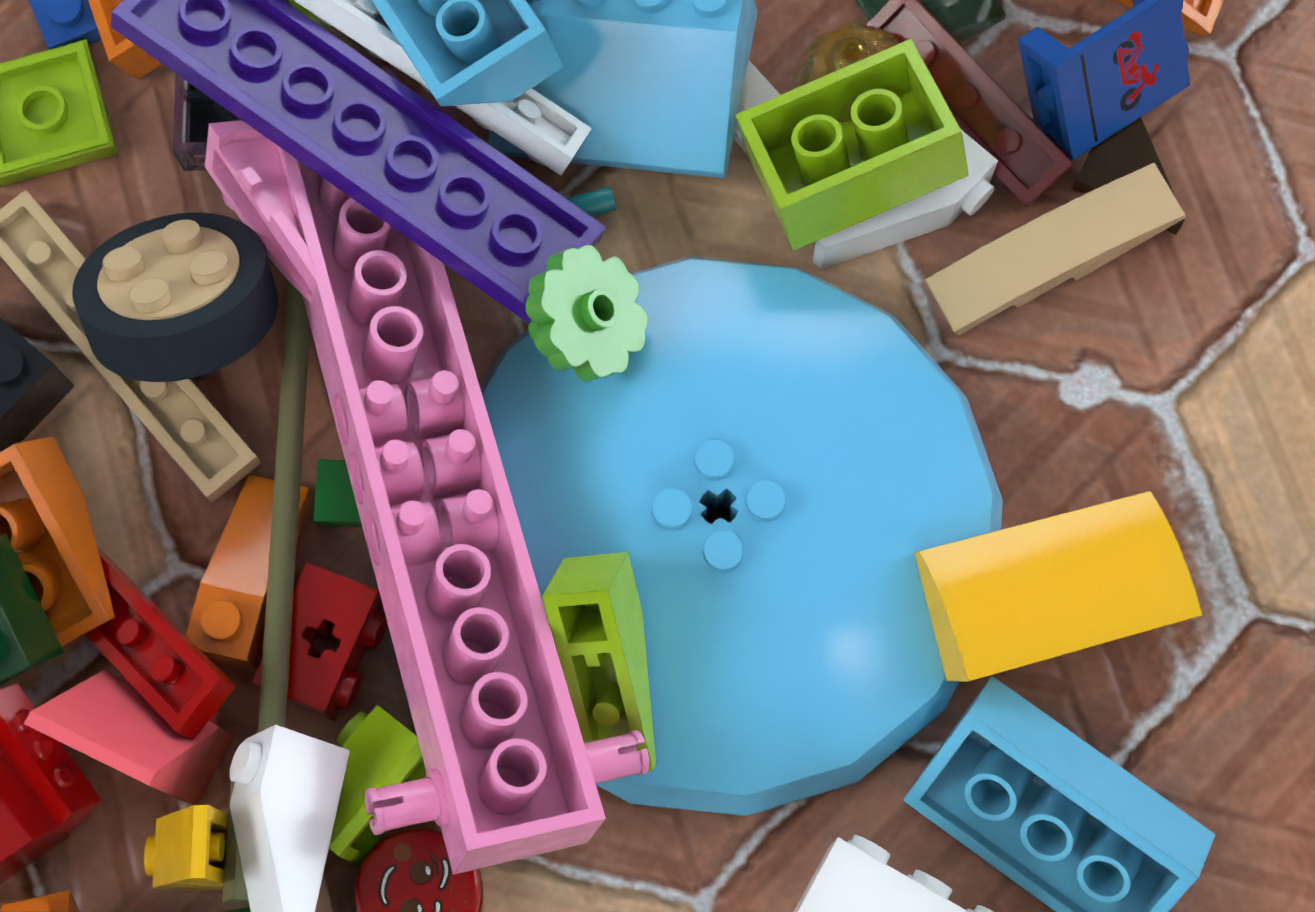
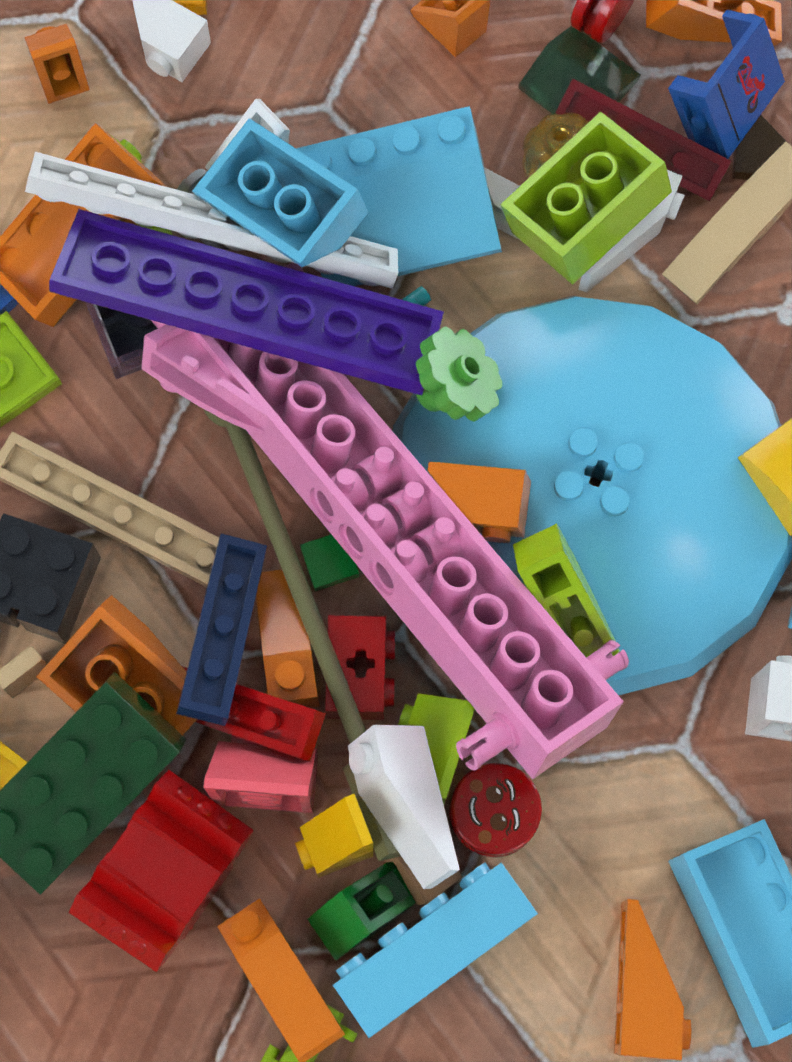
camera: 25 degrees left, 0 degrees up
(159, 531) = (222, 630): none -> dark blue plate
(176, 297) = (163, 465): black wheel -> none
(556, 486) = (488, 497): none -> orange slope

